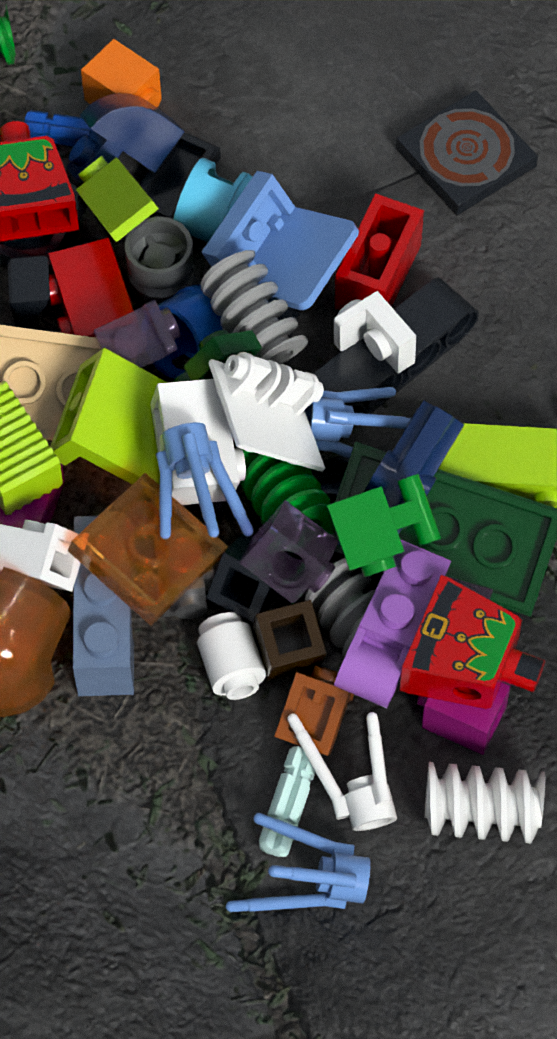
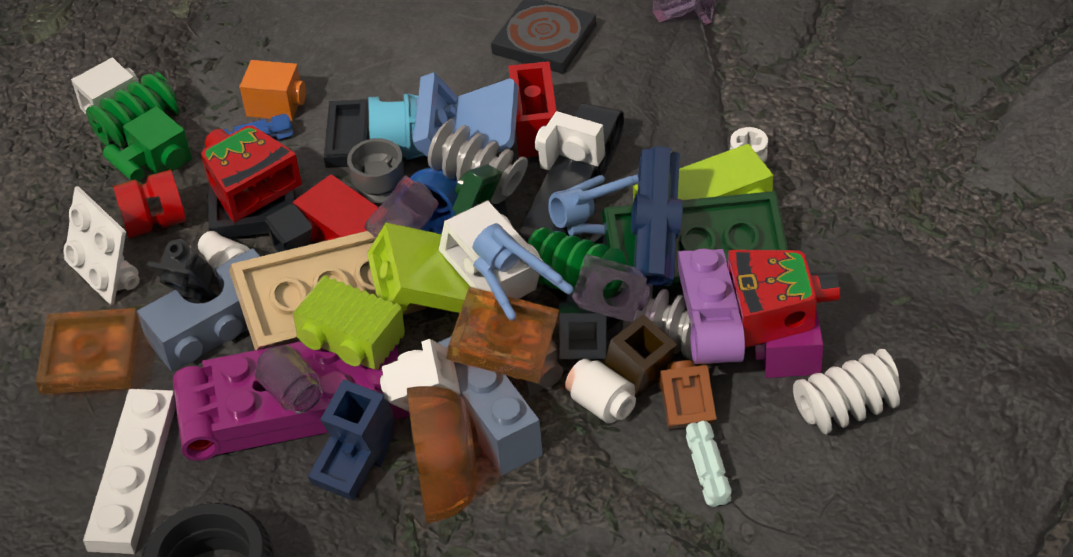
camera: 25 degrees left, 15 degrees down
(114, 197) = (326, 140): lime slope -> none
(127, 125) = (298, 107): dark blue brick -> none
(268, 407) = (533, 198): white hinge -> none
(339, 876) = (779, 487): medium blue plant -> none
(369, 797) = (766, 426): white plant -> none
(370, 527) = (660, 241): green brick -> none

